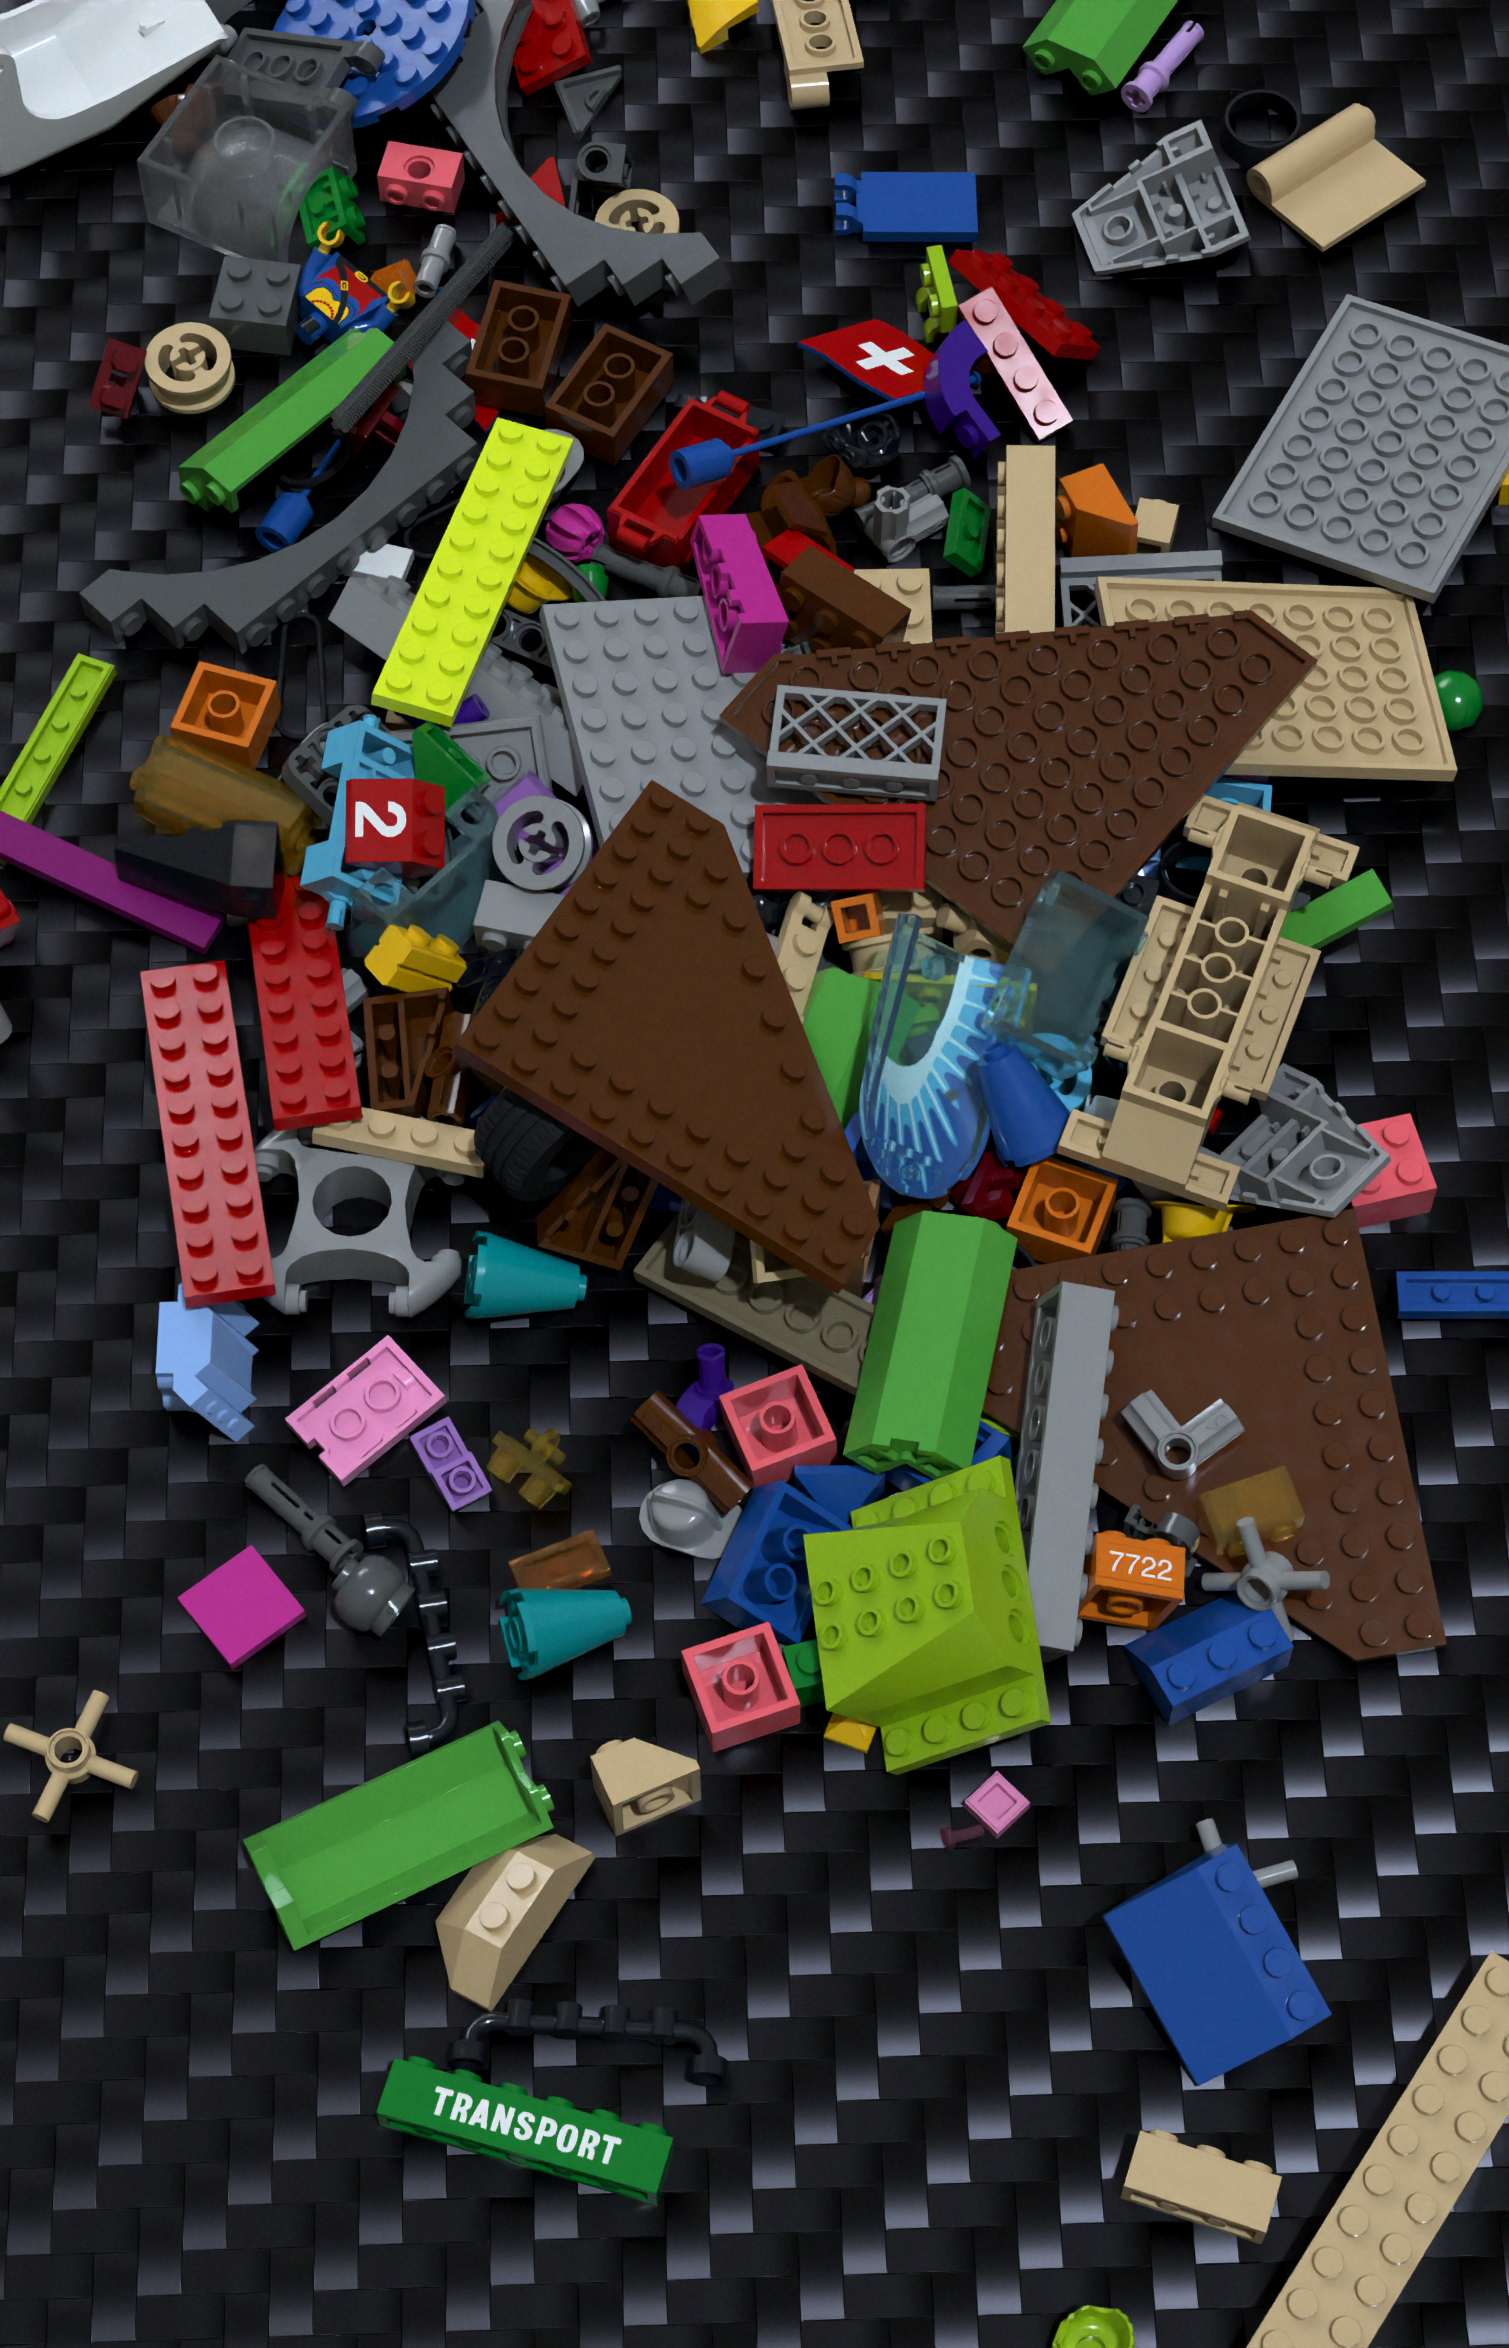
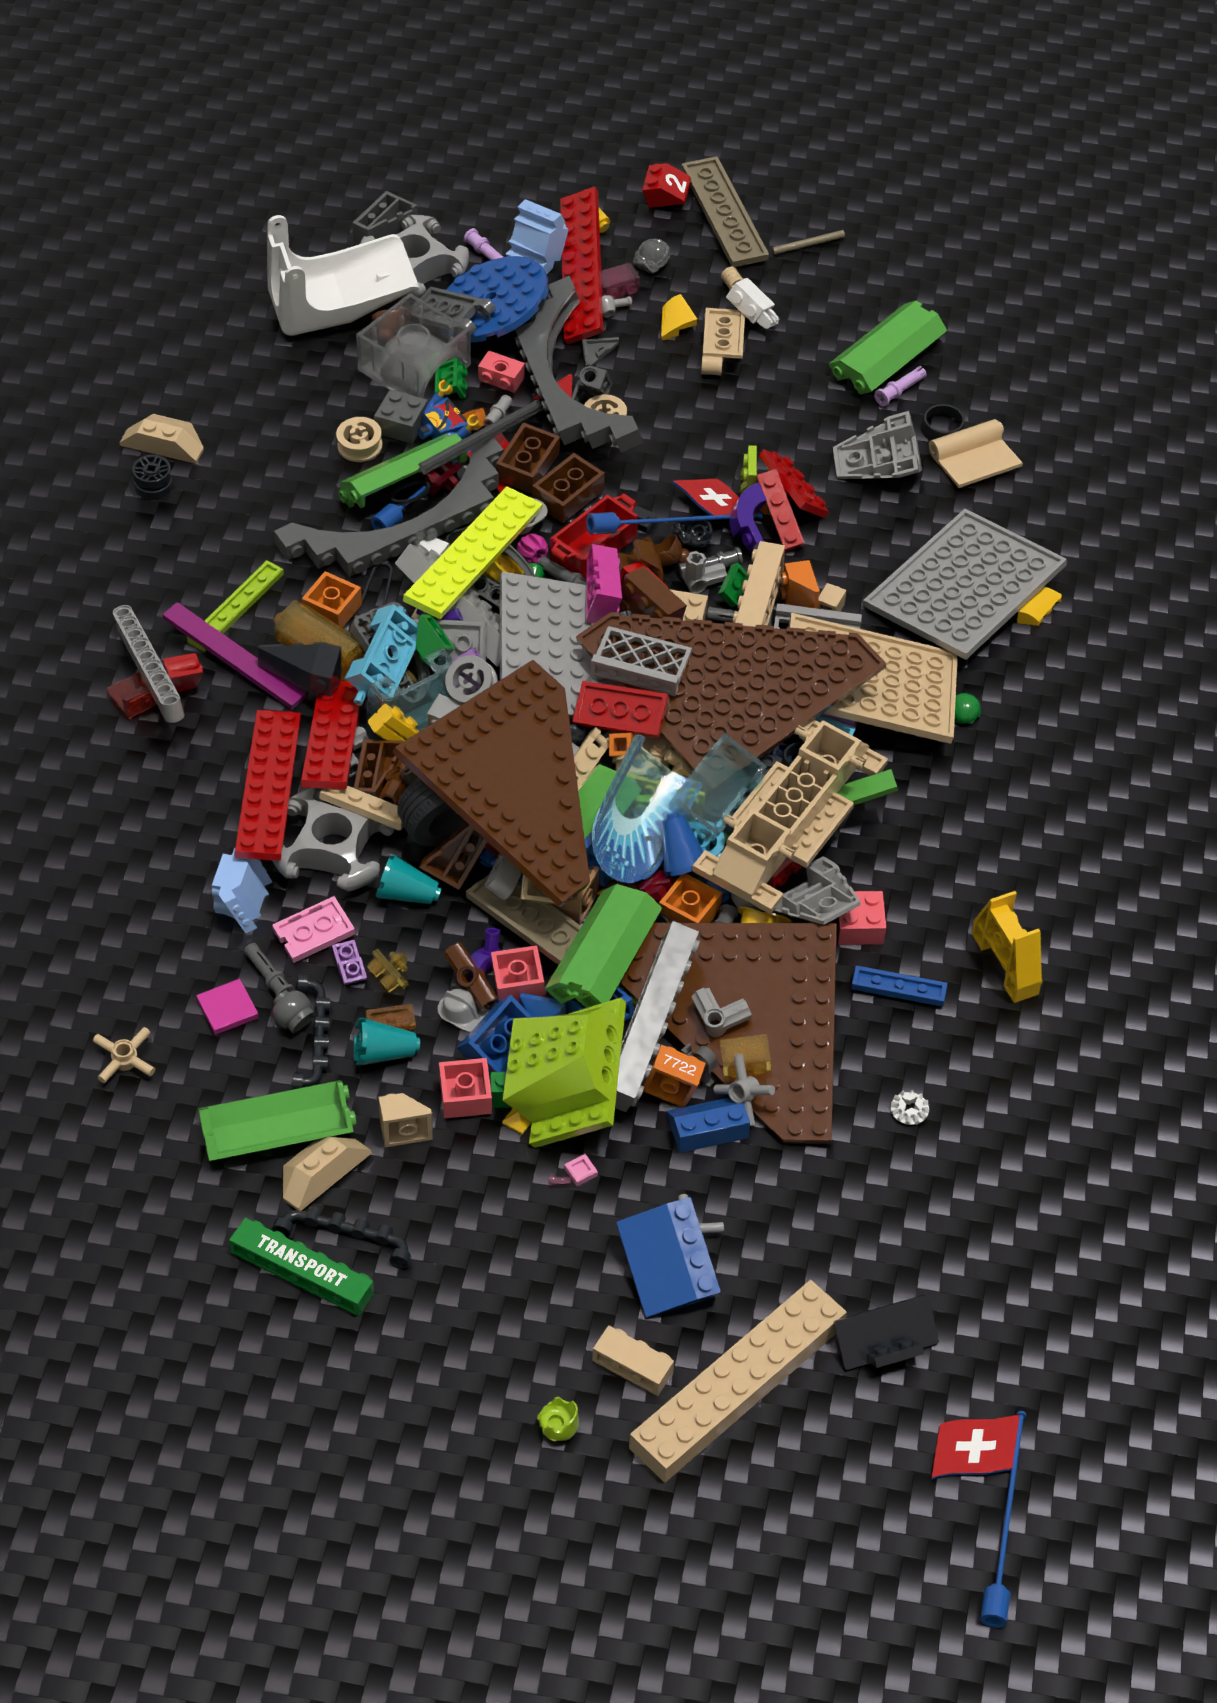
camera: 10 degrees right, 10 degrees down
(114, 398) = (317, 444): dark red hips -> none
(395, 826) = (399, 657): red slope -> none
(907, 206) = (747, 428): blue tile -> none

